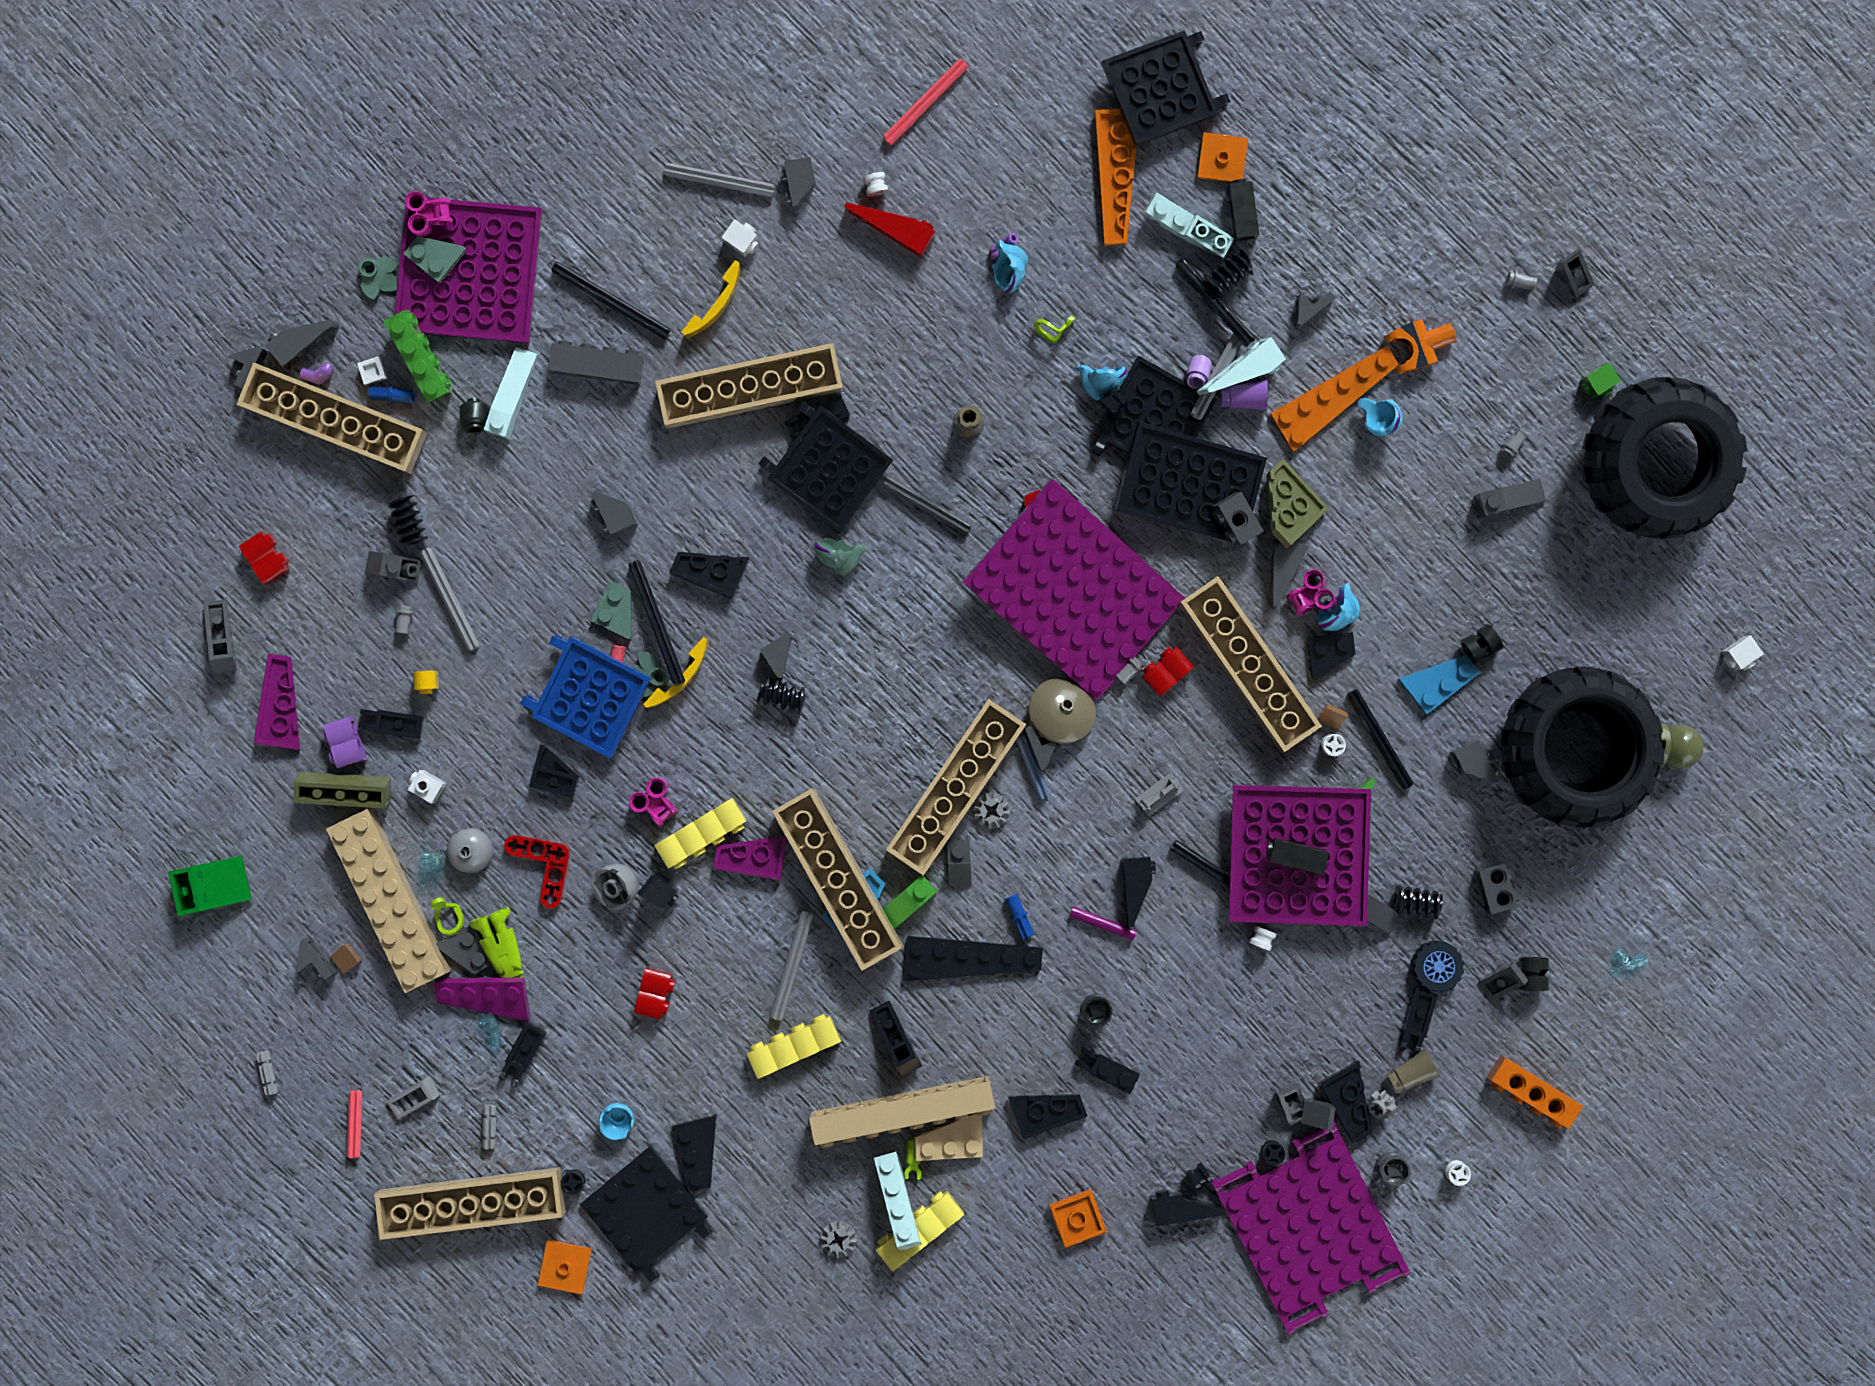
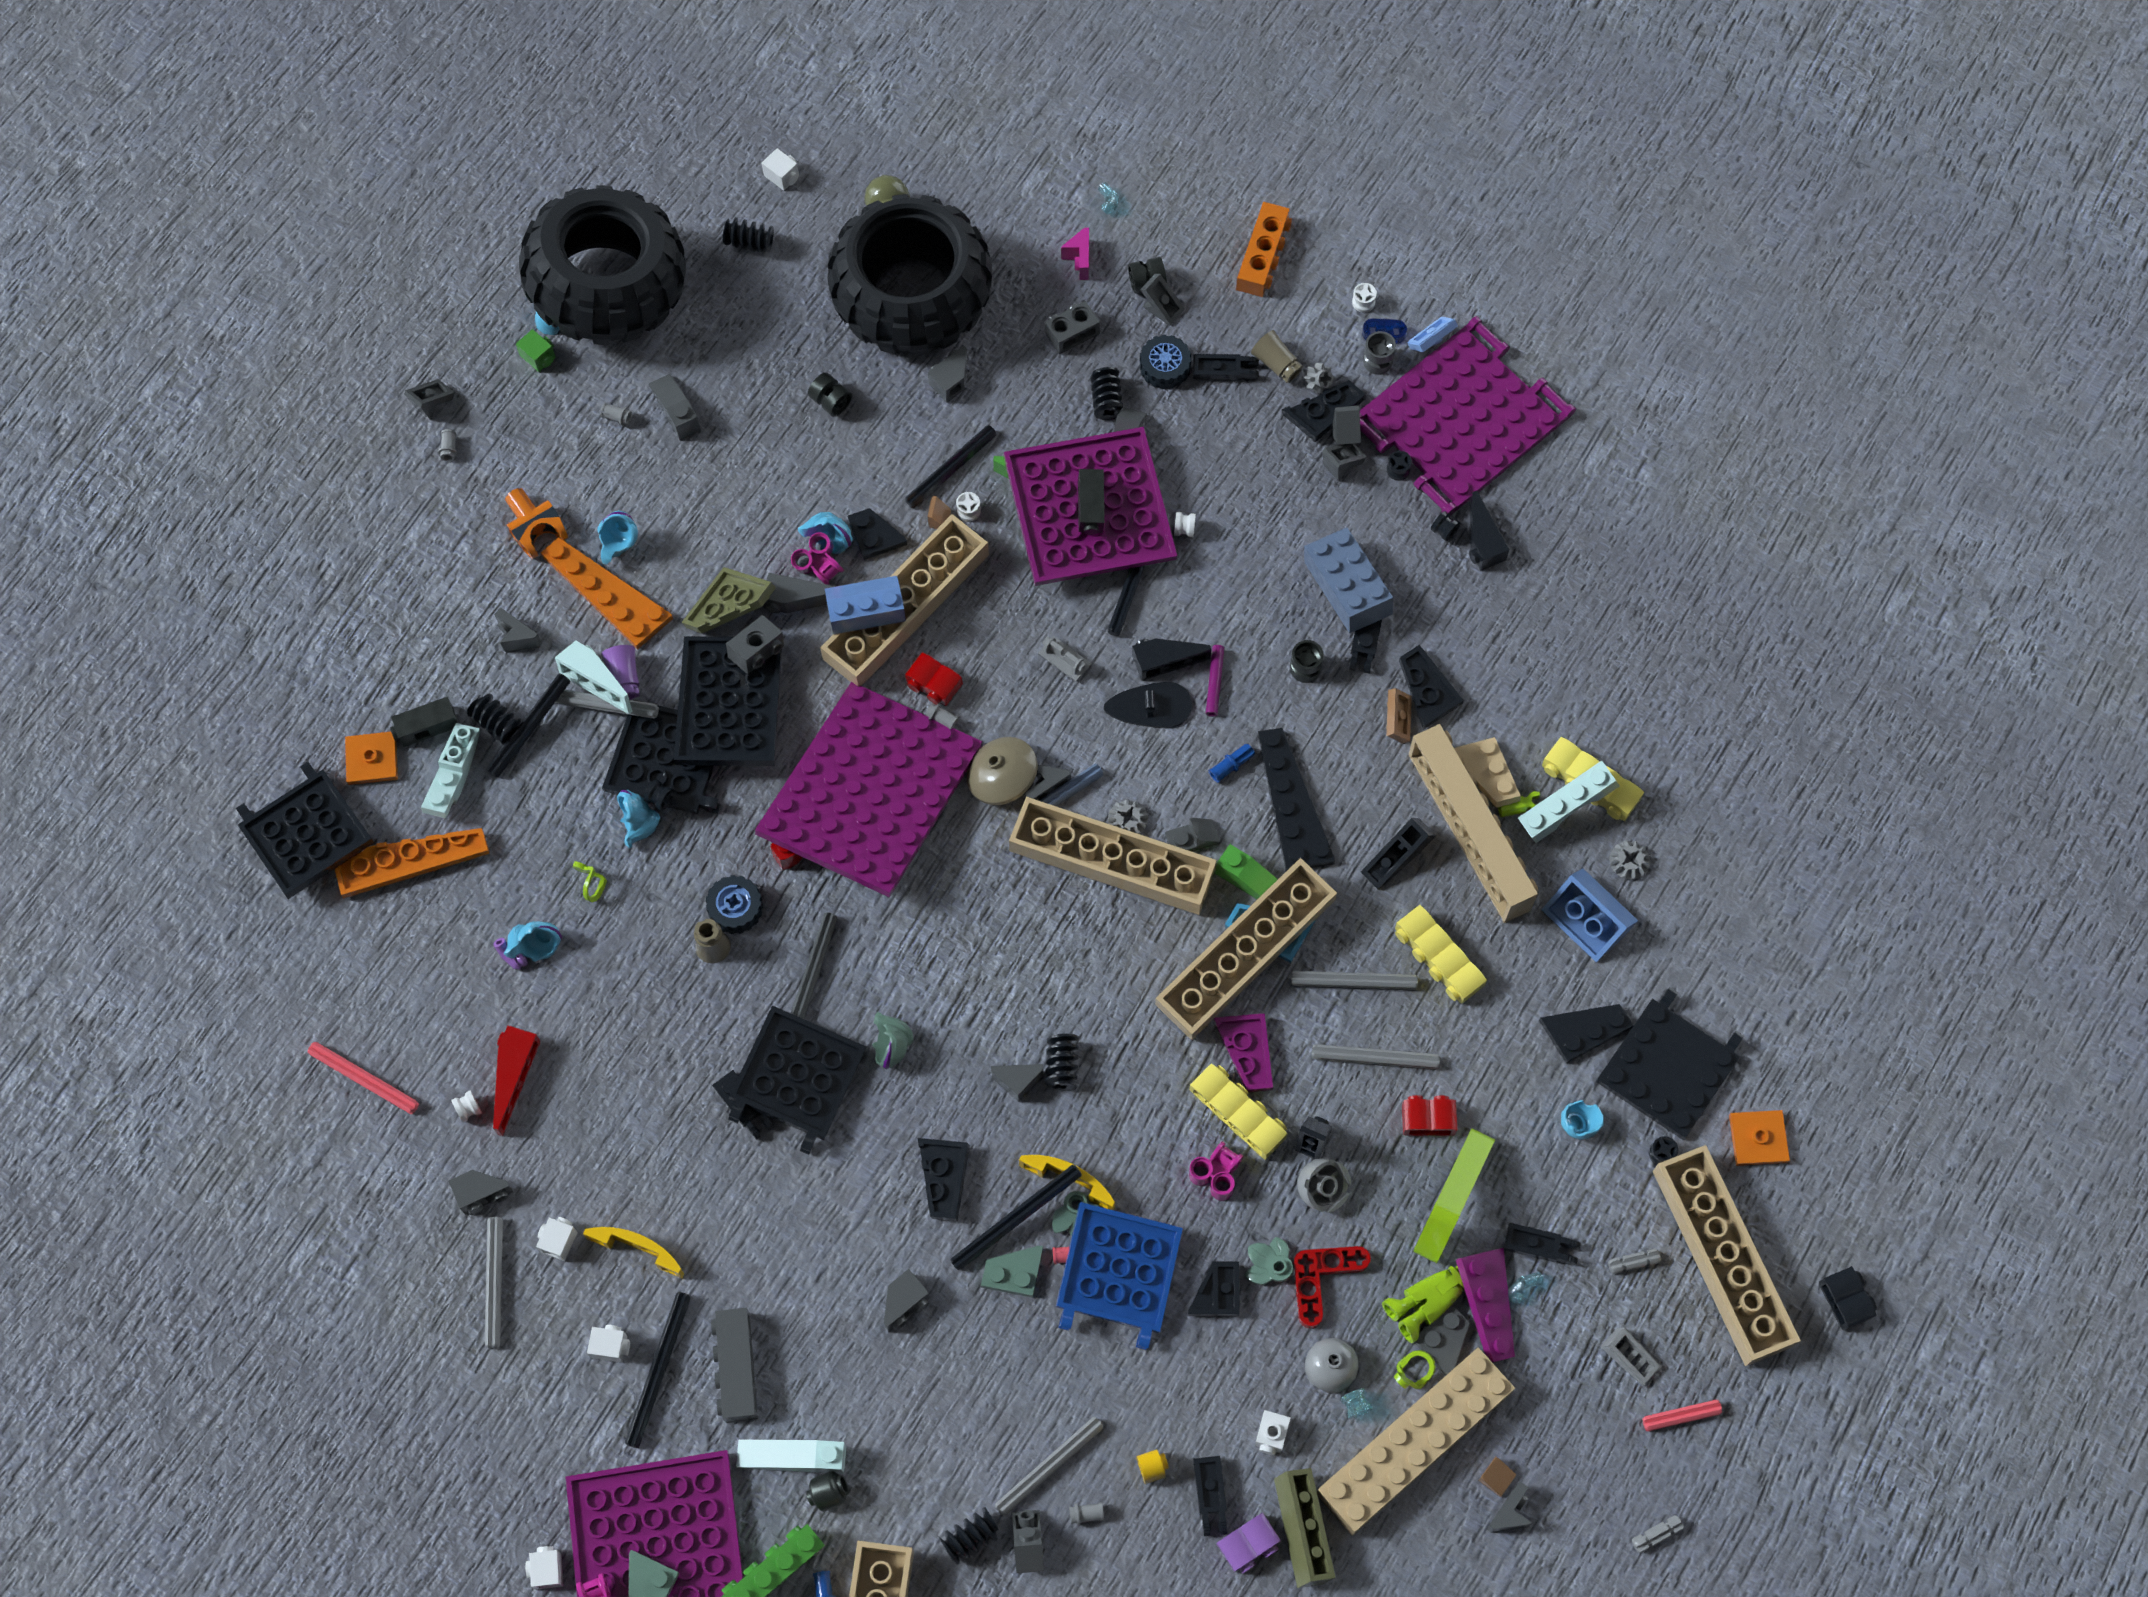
camera: 105 degrees left, 20 degrees down
(410, 1293) = (1847, 1298): none -> black brick
(472, 178) = (545, 1568): none -> white brick
(555, 978) = (1454, 1195): none -> lime beam
(570, 821) = (1266, 1260): none -> sand green plate
(640, 263) = (608, 1344): none -> white brick
(719, 964) = (1375, 1056): none -> light grey axle
(749, 386) = (724, 1183): tan brick -> none
(795, 1187) = (1589, 914): none -> medium blue slope
(999, 448) = (734, 904): none -> black wheel
(1024, 1077) = (1398, 715): none -> medium nougat plate
(1077, 1218) = (1527, 630): orange plate -> none
(1095, 860) = (1151, 705): none -> black shield
(1165, 1070) = (1348, 580): none -> sand blue brick
(1198, 371) = (607, 723): lavender brick -> none
(1249, 625) = (865, 604): none -> medium blue slope
(1401, 1225) = (1432, 334): none -> light blue plate
(1424, 1182) = (1385, 325): none -> clear blue beam
(1439, 682) = (880, 428): dark azure wing -> none
(1580, 917) = (1078, 249): none -> dark pink slope
(1674, 605) = (747, 236): none -> black piece

